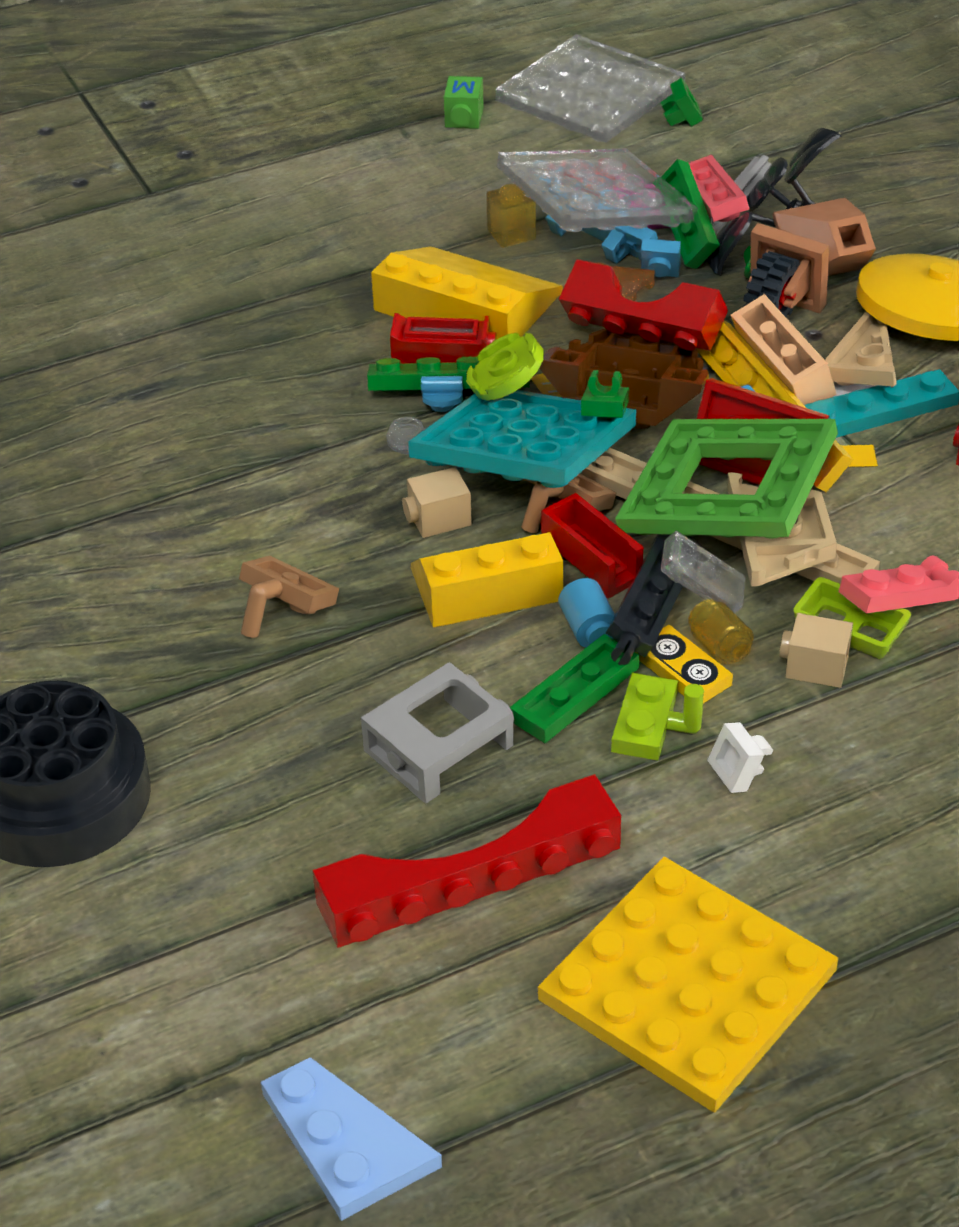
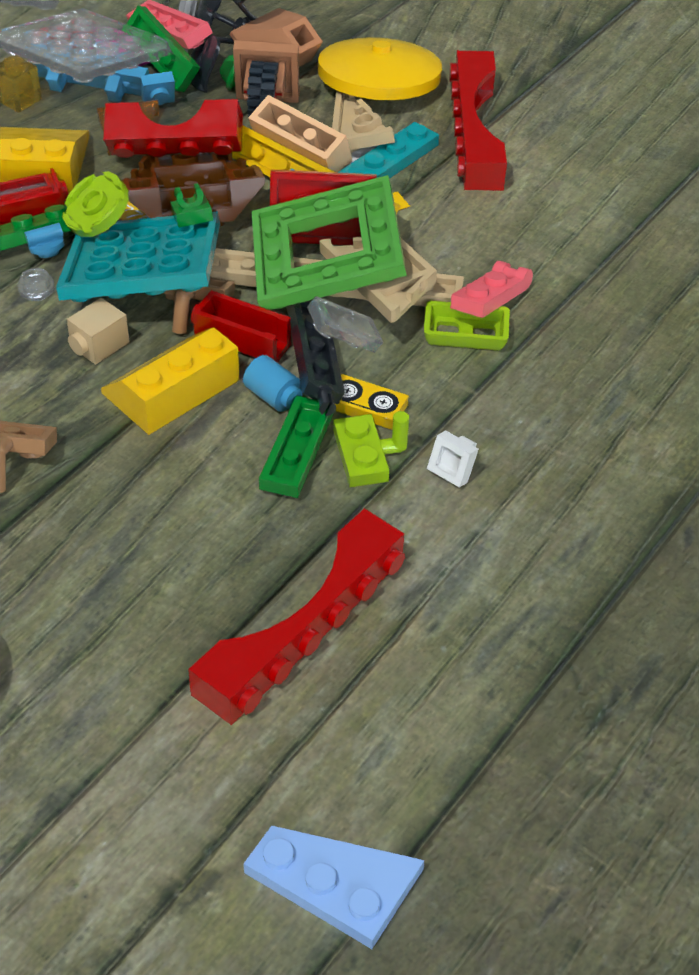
camera: 30 degrees left, 5 degrees up
(413, 751) = (202, 540): light grey window -> none
(688, 982) = (517, 646): yellow plate -> none
(720, 631) = (381, 365): clear yellow brick -> none
(817, 649) = (460, 357): tan brick -> none

